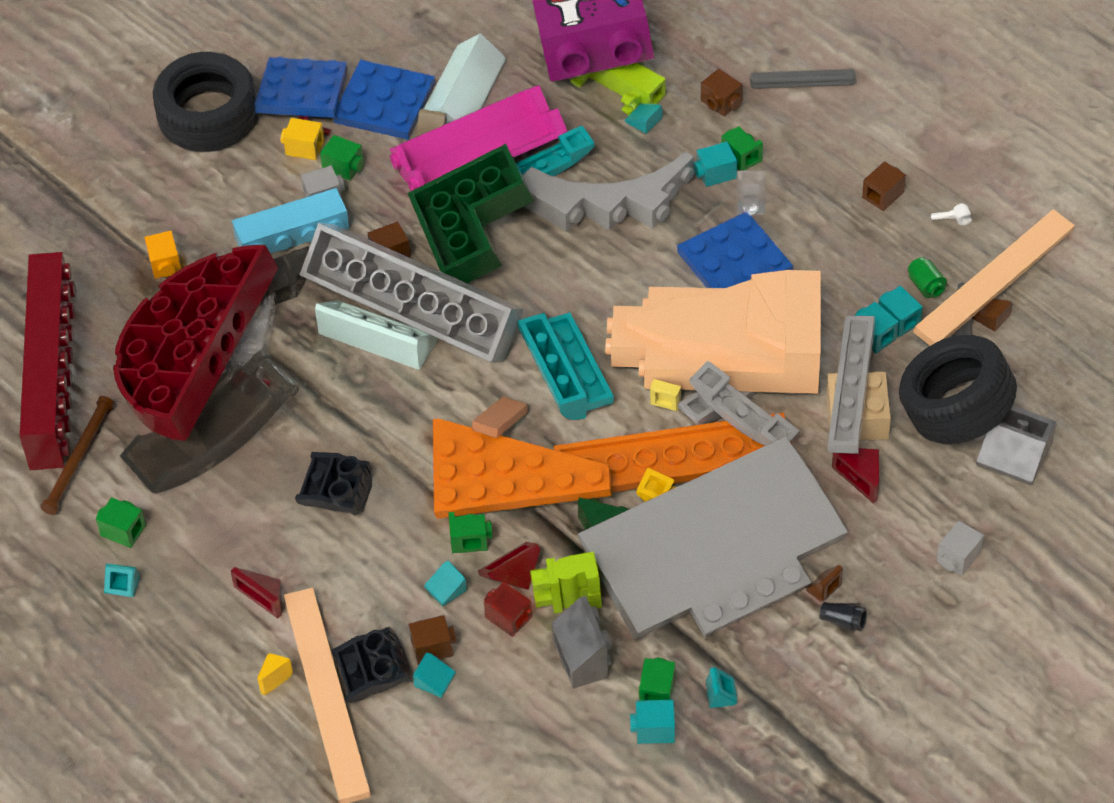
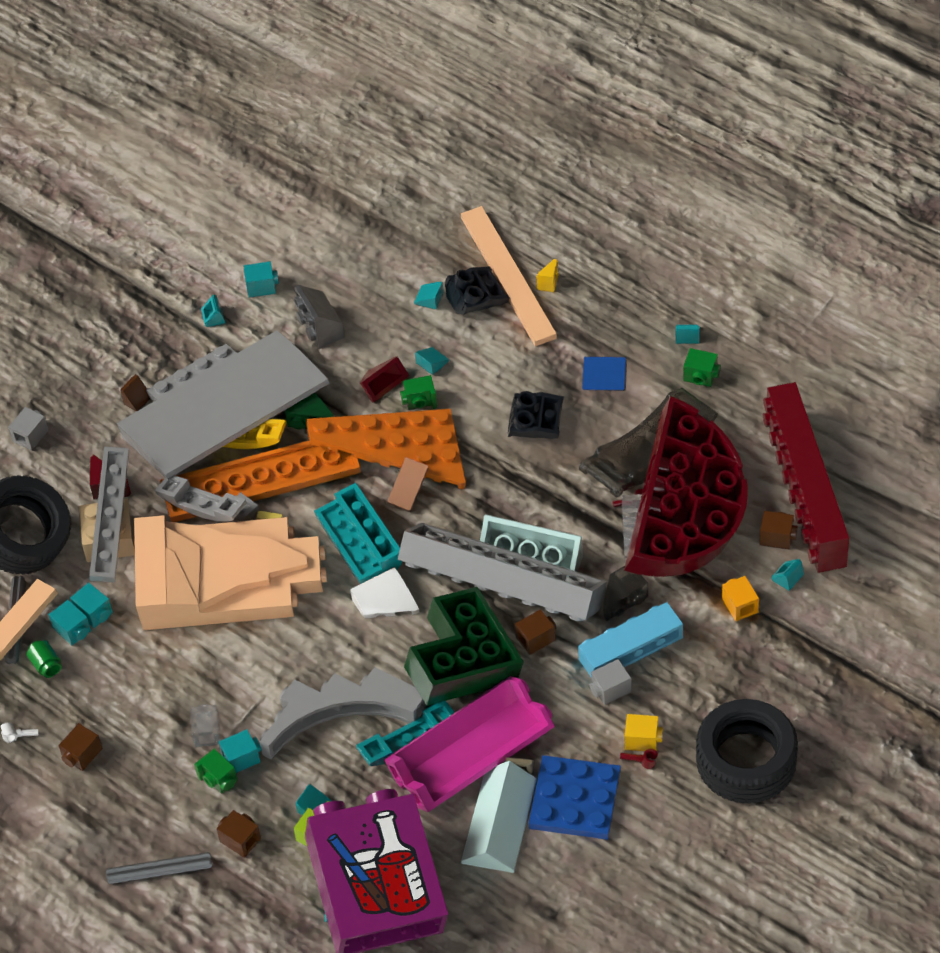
camera: 175 degrees right, 0 degrees up
(50, 505) = (764, 379): reddish brown bar -> none
(98, 321) = (777, 530): none -> reddish brown brick
(103, 280) = (788, 574): none -> teal slope
(238, 546) = (604, 373): none -> blue sticker
(259, 588) = (575, 335): dark red slope -> none
(301, 87) = (659, 792): blue plate -> none
(343, 156) = (598, 716): green brick -> none
(432, 637) = (434, 313): reddish brown brick -> none
(507, 608) = (379, 341): clear red brick -> none
(548, 302) = (383, 596): none -> white slope
(567, 581) = (335, 352): lime hips -> none
(657, 679) = (260, 304): green brick -> none
(732, 253) = (219, 665): blue plate -> none
(845, 615) = (119, 370): black cone -> none

